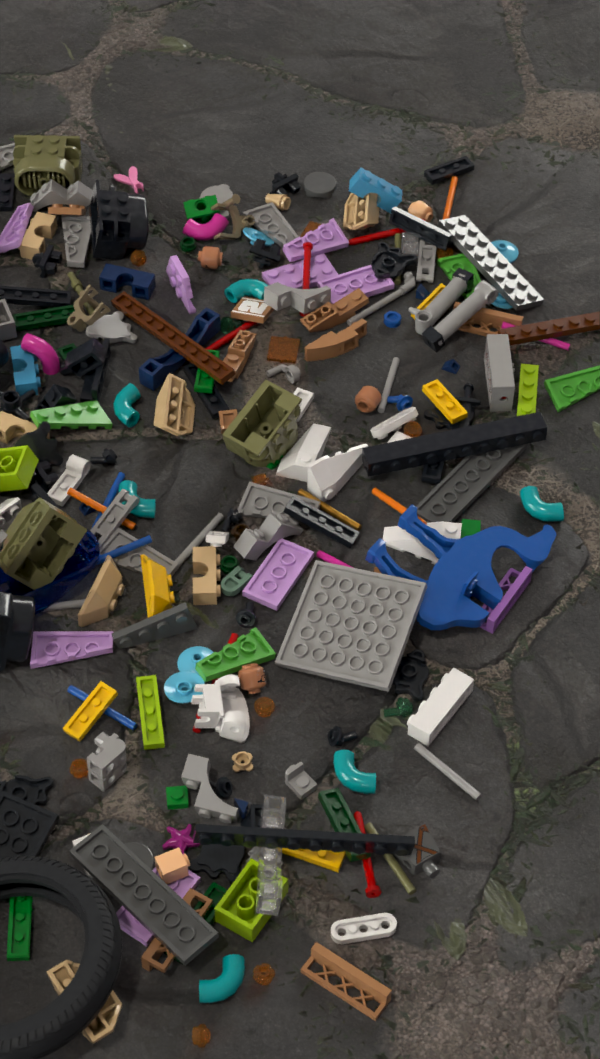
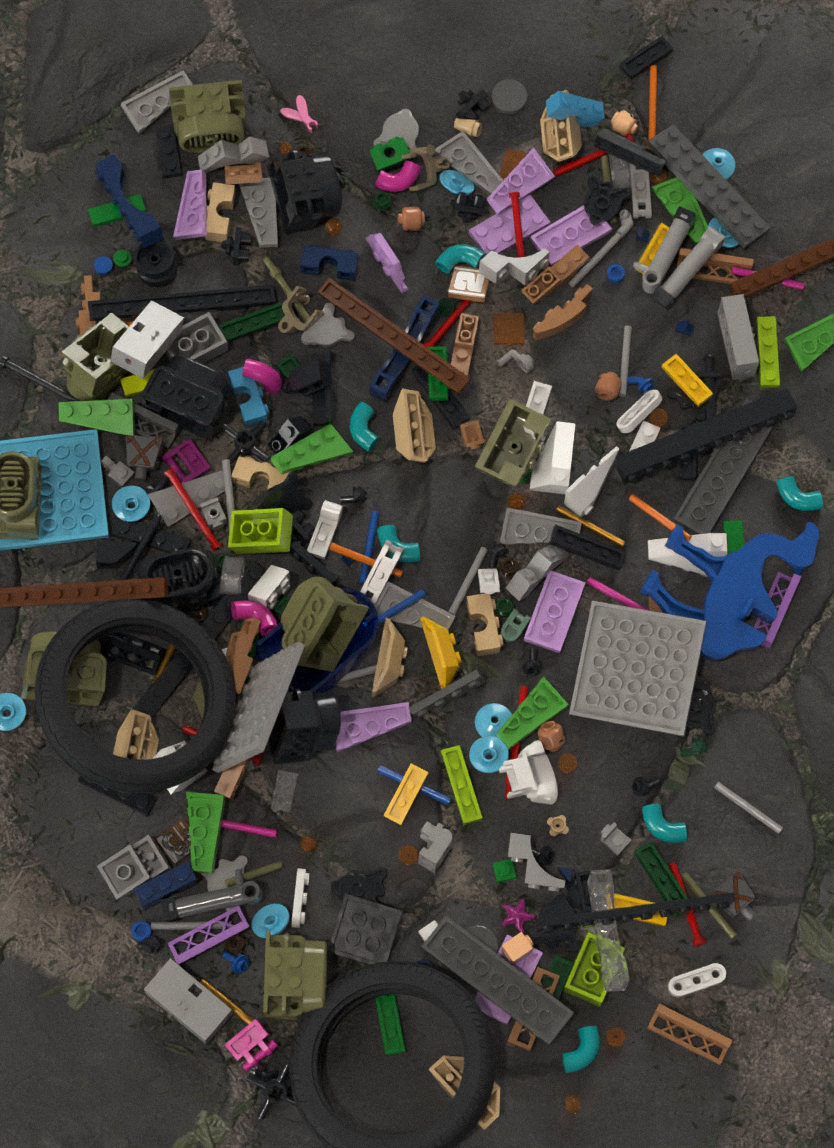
camera: 10 degrees left, 20 degrees up
(440, 706) = (733, 740): white brick -> none

